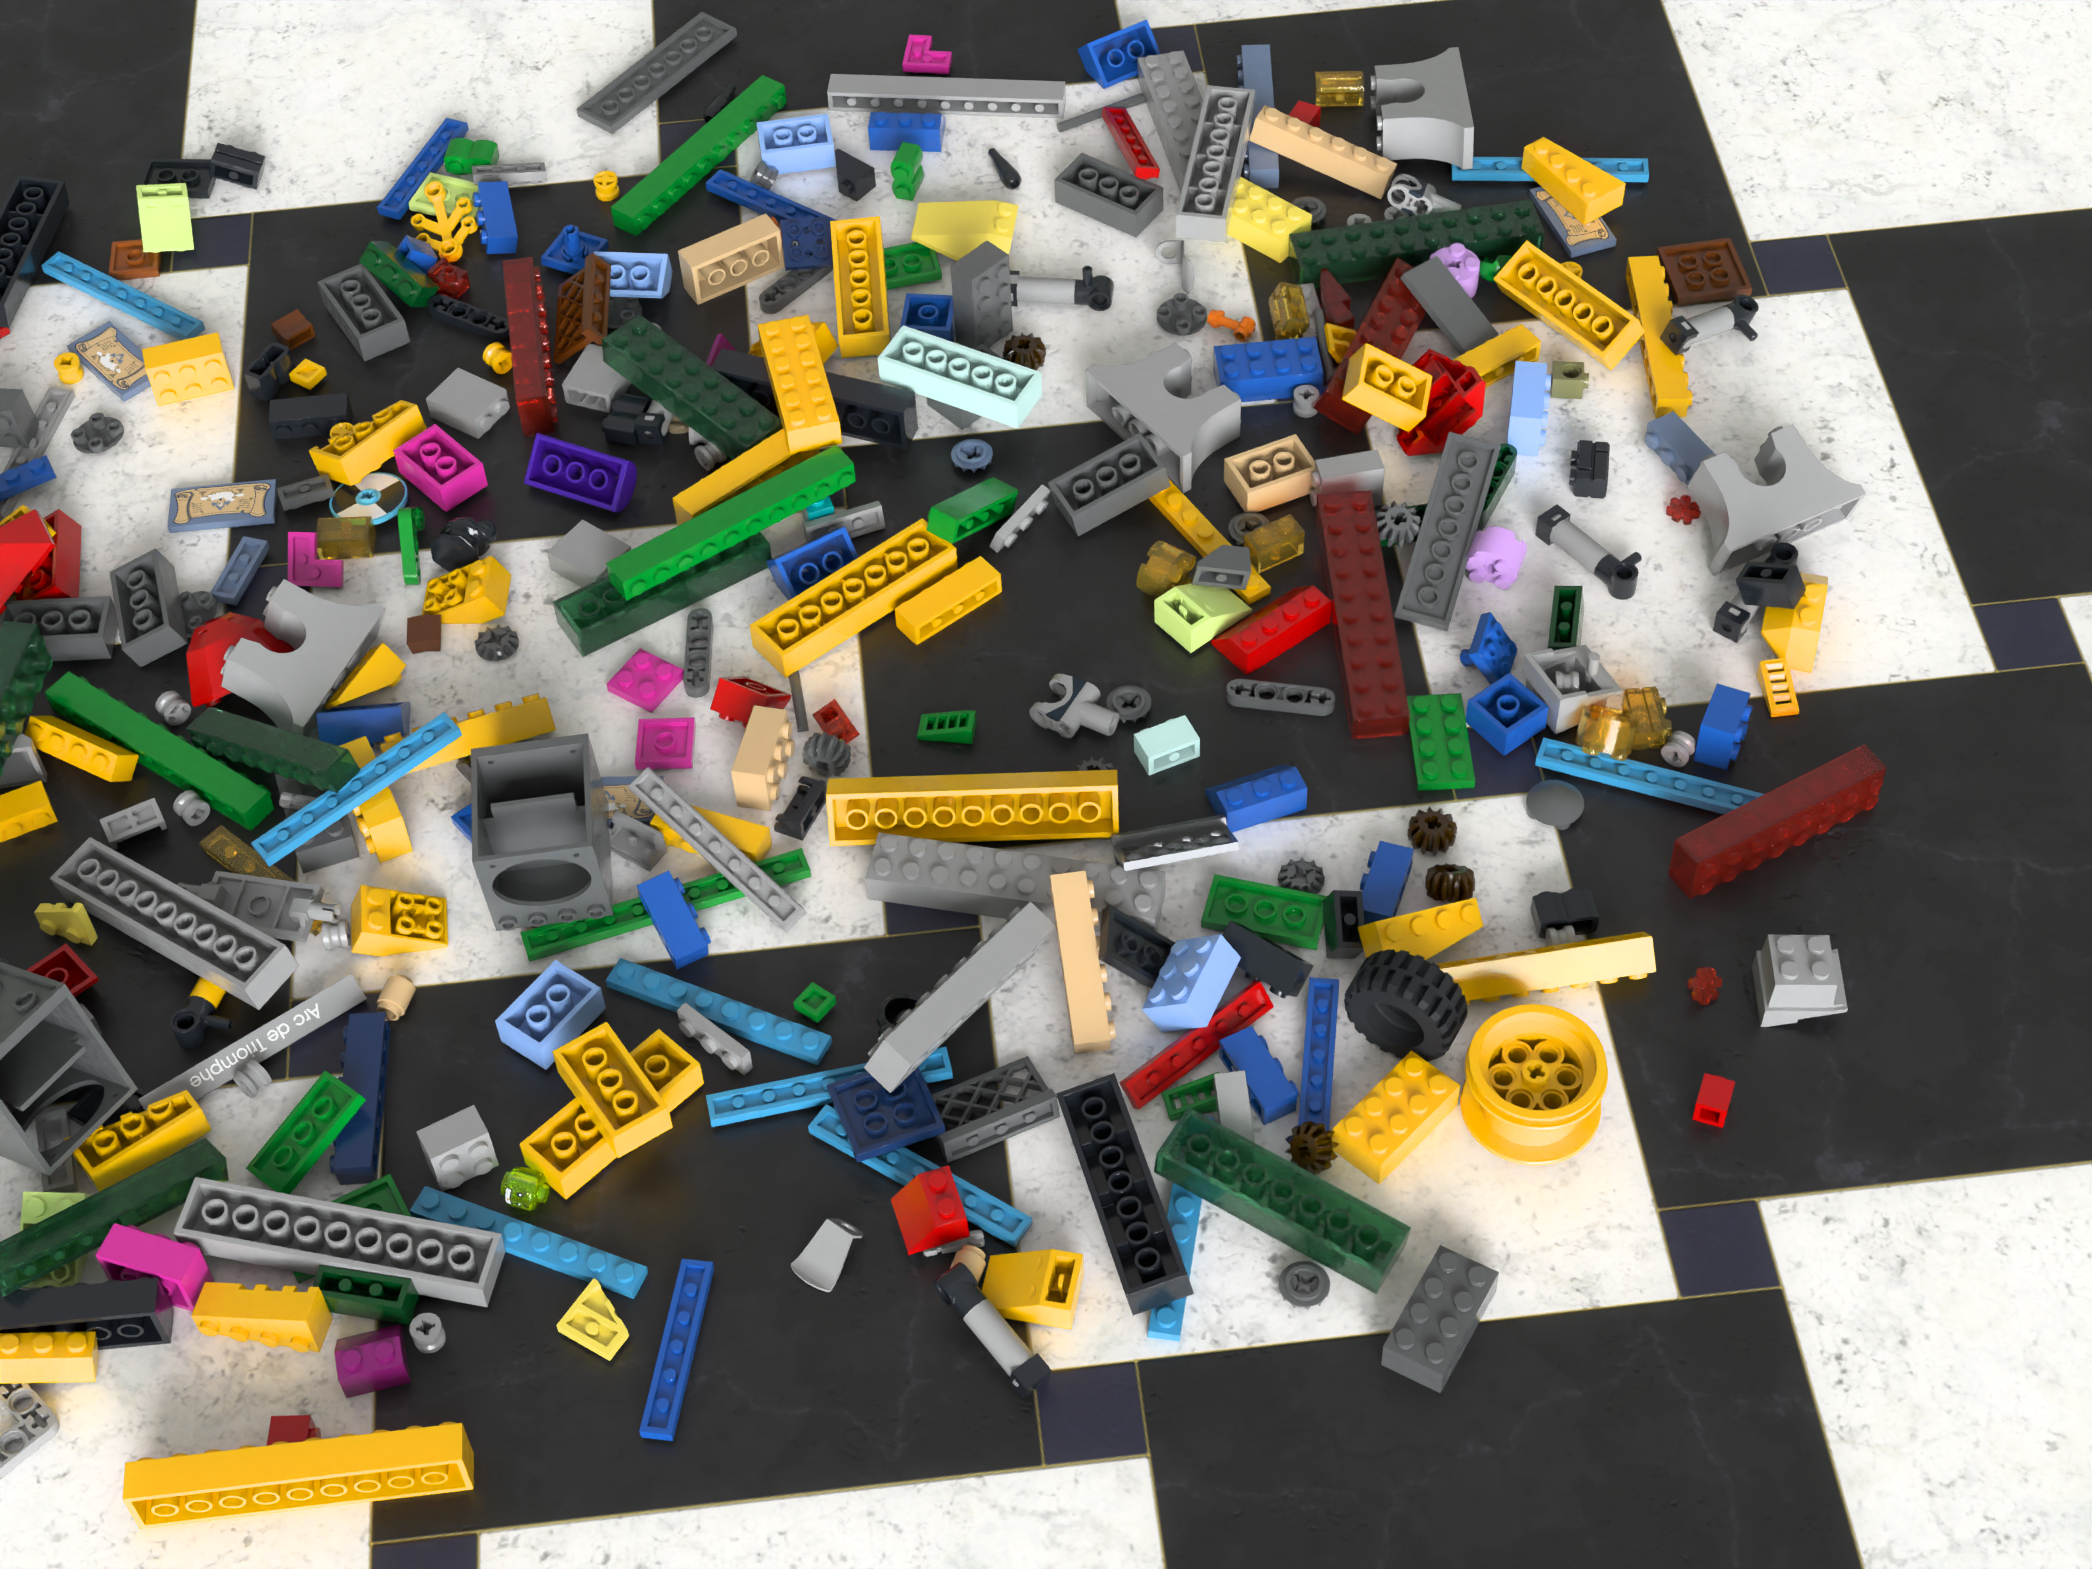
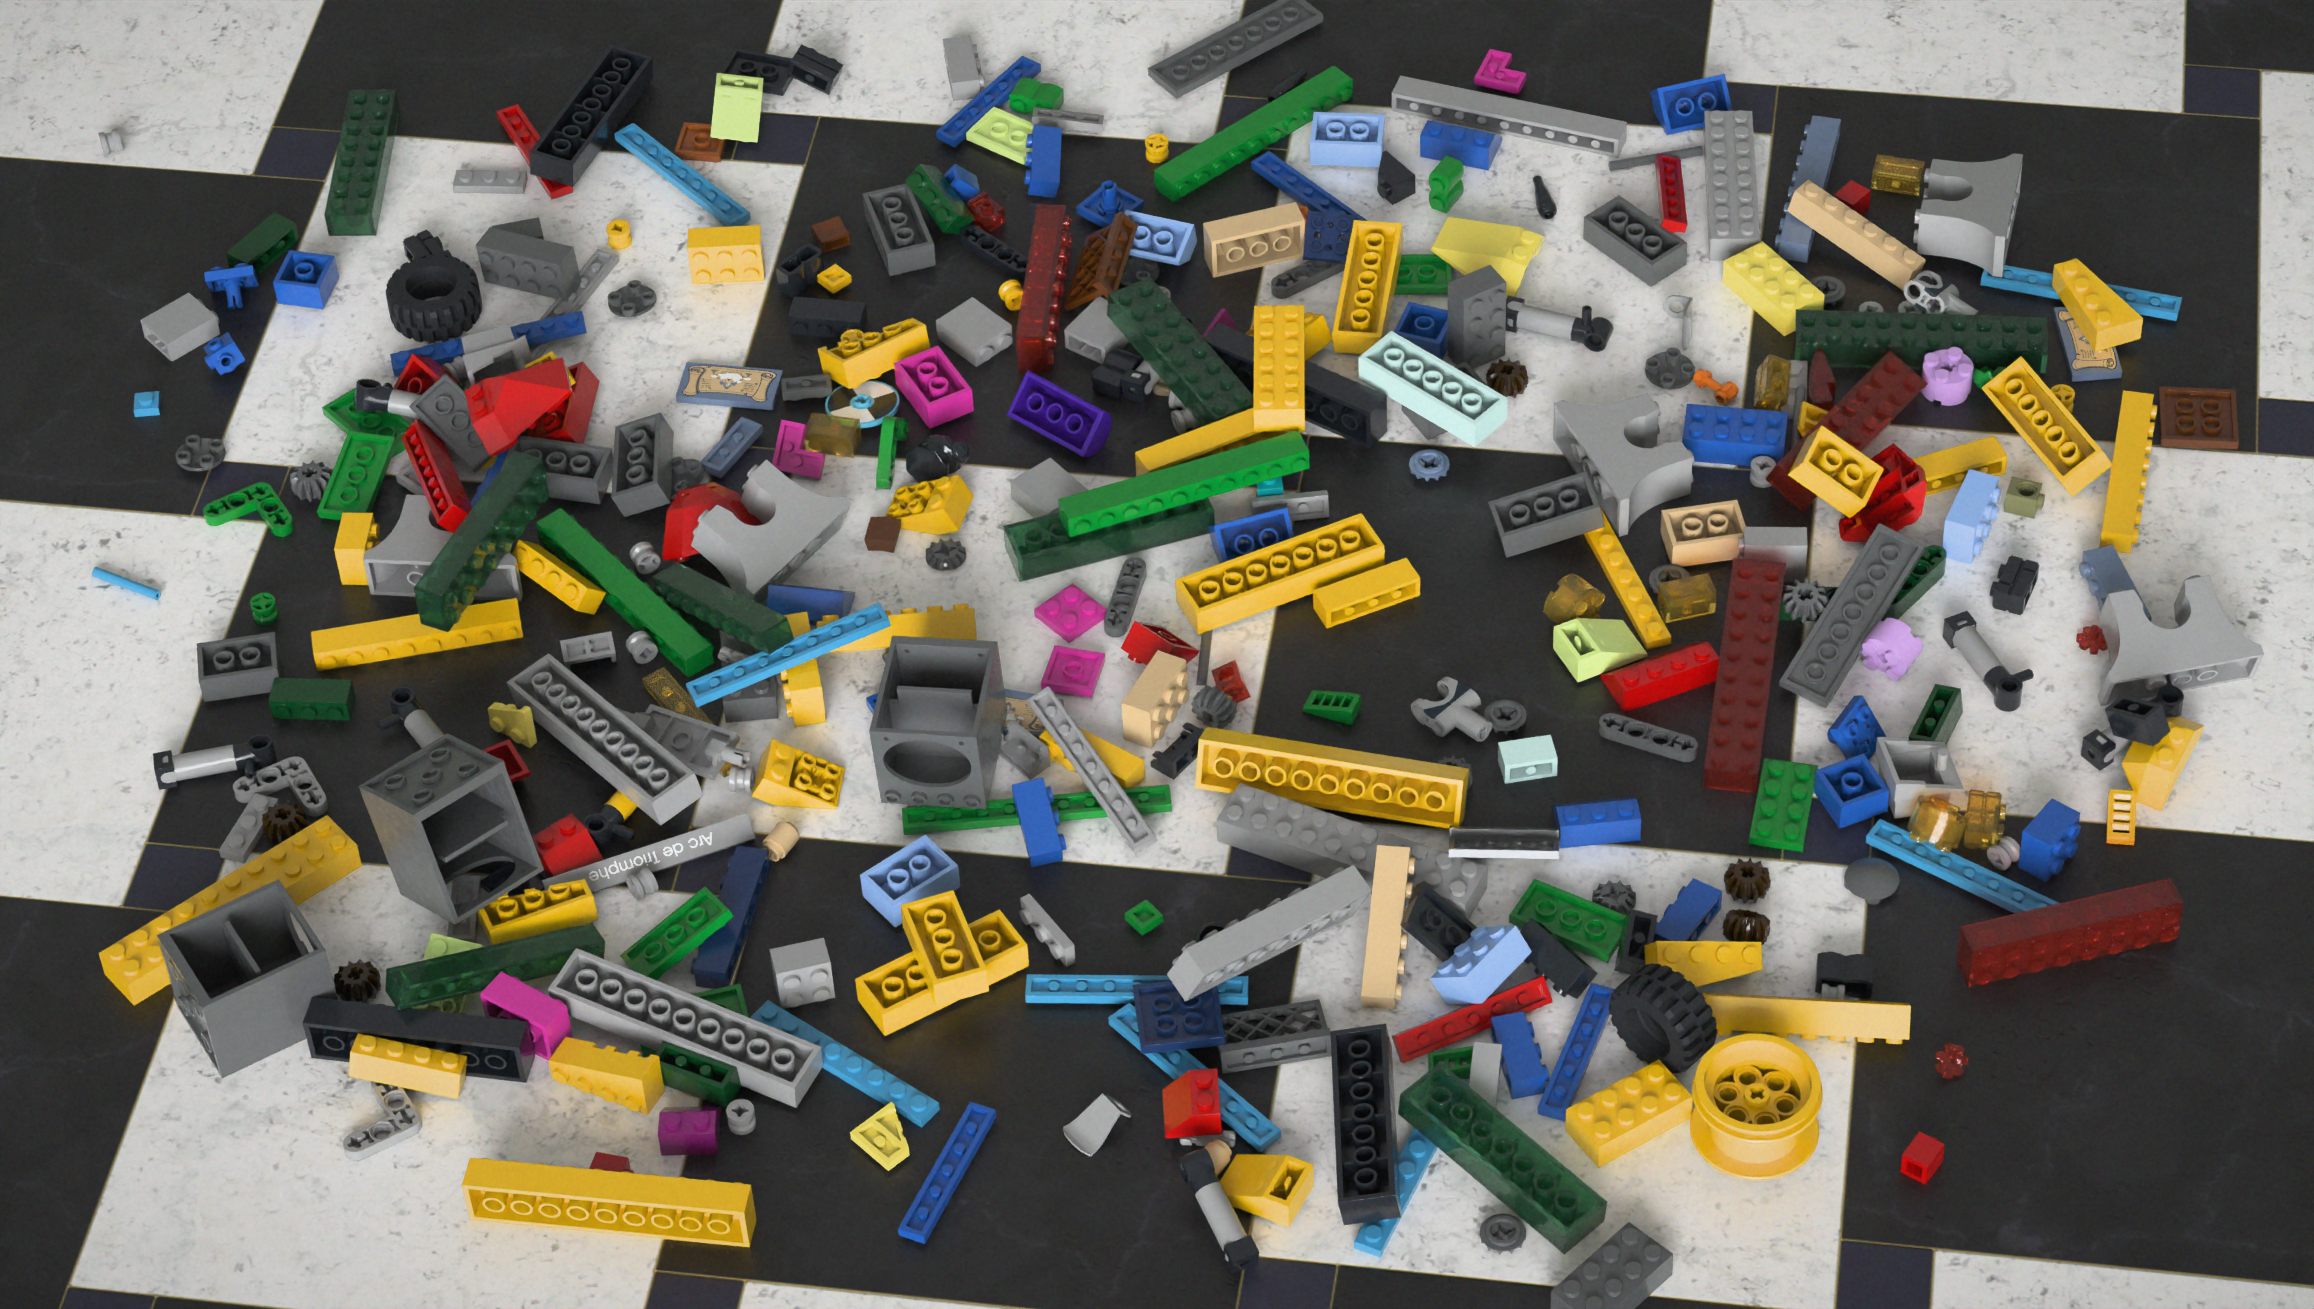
camera: 15 degrees right, 5 degrees down
(113, 360) = (660, 234): tile -> none
(156, 1055) = (565, 846): none -> red slope
(373, 672) = (827, 560): yellow slope -> none
(388, 139) = (963, 67): none -> light grey brick
(436, 194) = (994, 182): yellow plant -> none
(524, 1188) = (851, 1018): clear neon green head -> none
(722, 1011) = (1061, 909): dark azure plate -> none
(764, 176) = (1308, 164): dark grey wheel -> none
(972, 510) = (1410, 514): green brick -> none
(1021, 519) = (1456, 531): light grey plate -> none
(1215, 164) = (1741, 228): light grey brick -> none
(1224, 568) = (1628, 610): dark grey slope -> none
(1312, 1147) = (1544, 1122): dark brown gear -> none
(1449, 305) = (1928, 404): dark grey tile -> none
(1566, 682) = (1911, 771): light grey wheel -> none
(1683, 332) = (2215, 465): piece -> none
(1797, 979) = (2037, 1070): light grey piece -> none

